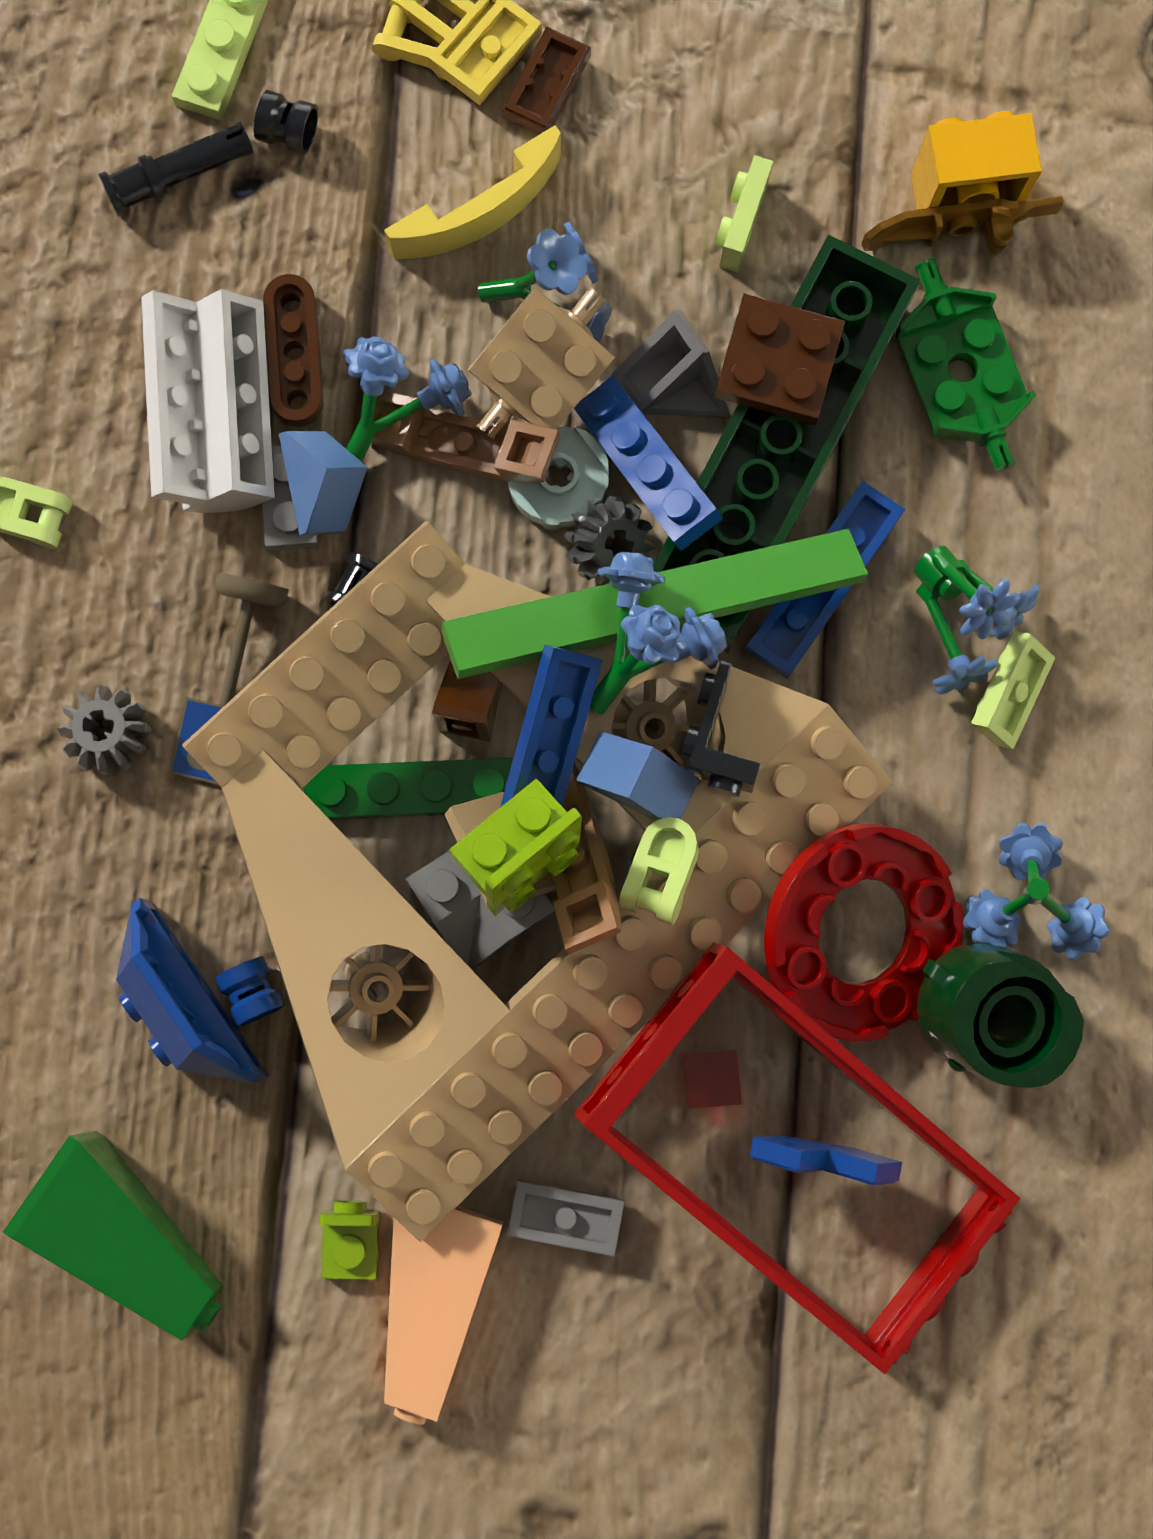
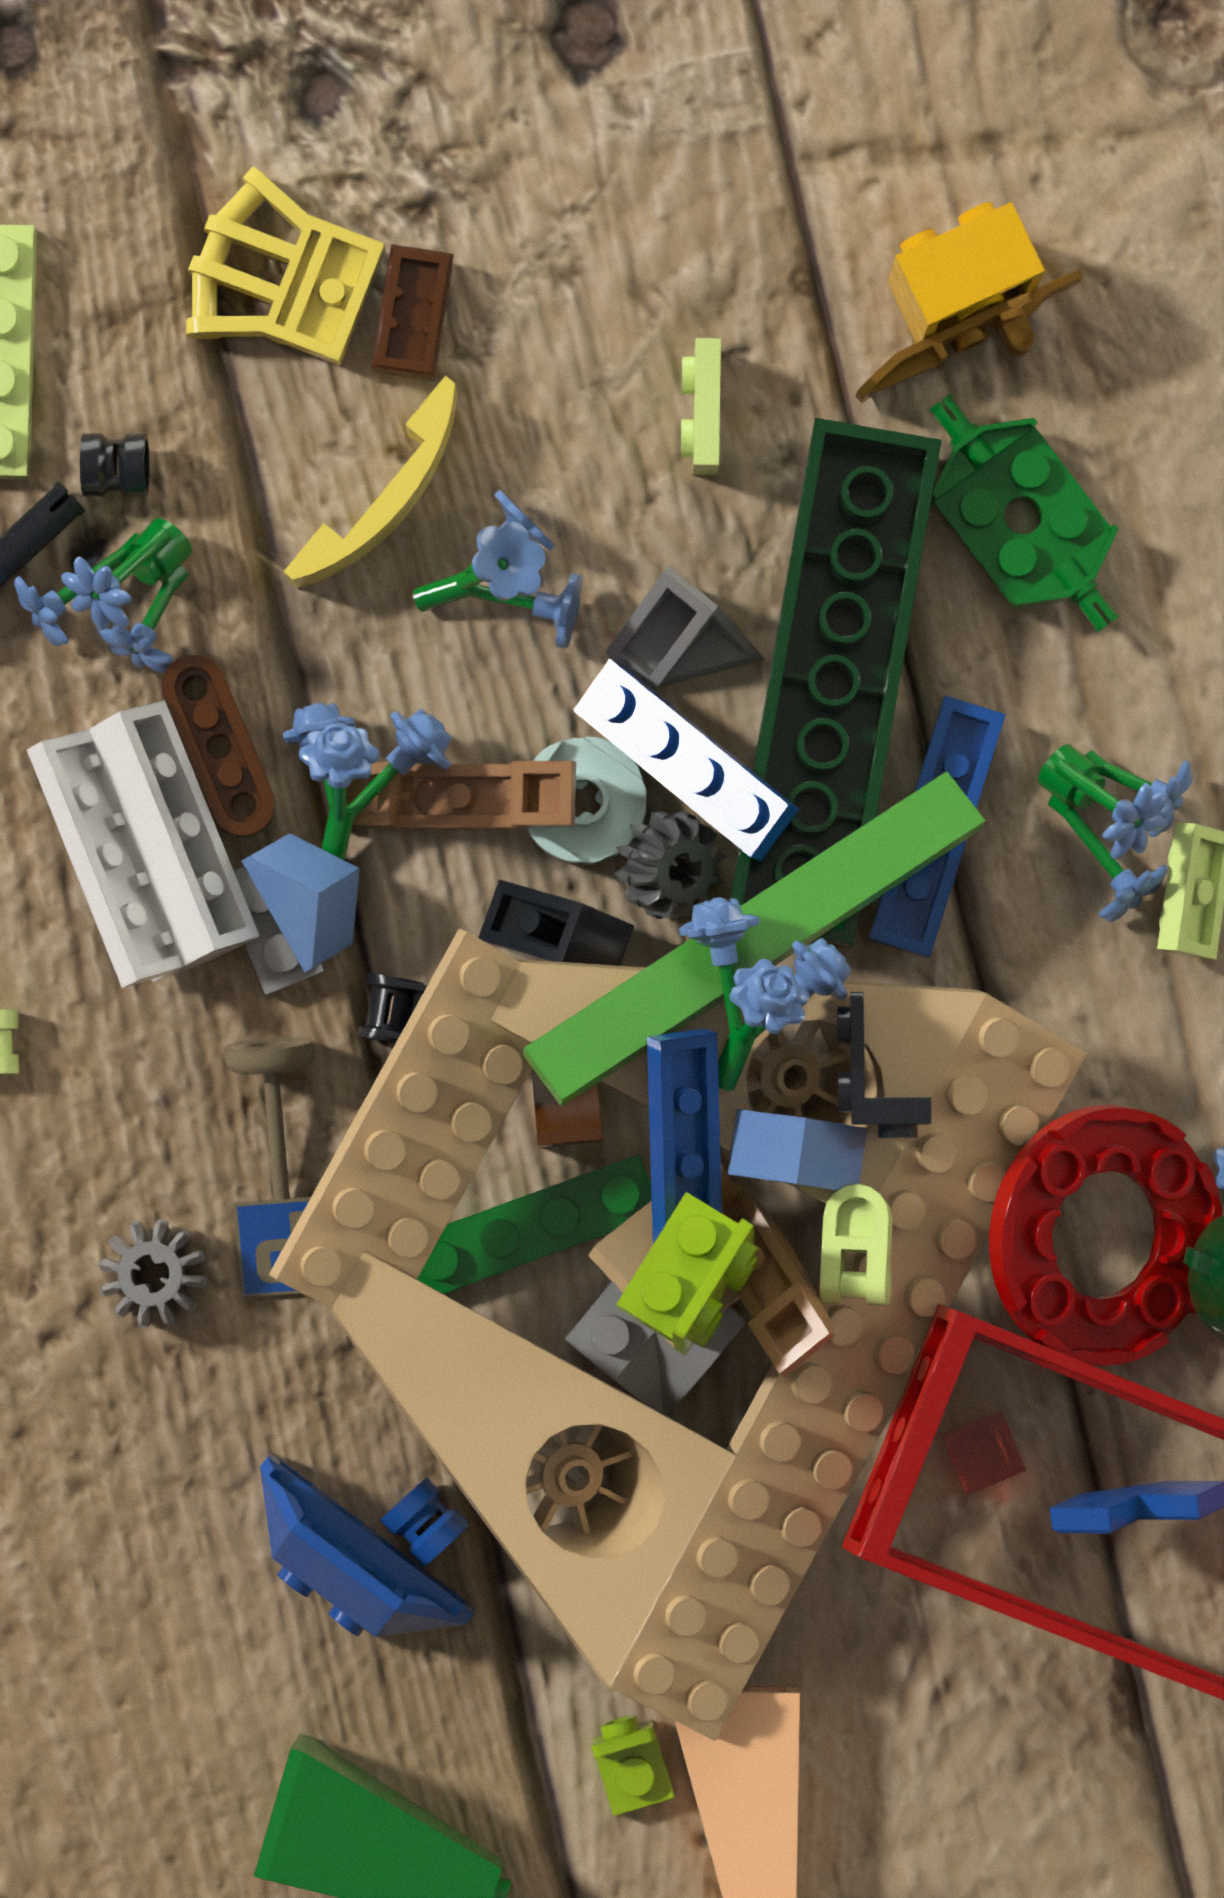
camera: 15 degrees left, 5 degrees up
(289, 194) = (150, 557): none -> plant
(507, 557) = (553, 927): none -> black slope
(541, 362) = (525, 681): tan plate -> none
(566, 1217) = (866, 1661): light grey plate -> none
(779, 359) = (805, 593): reddish brown plate -> none

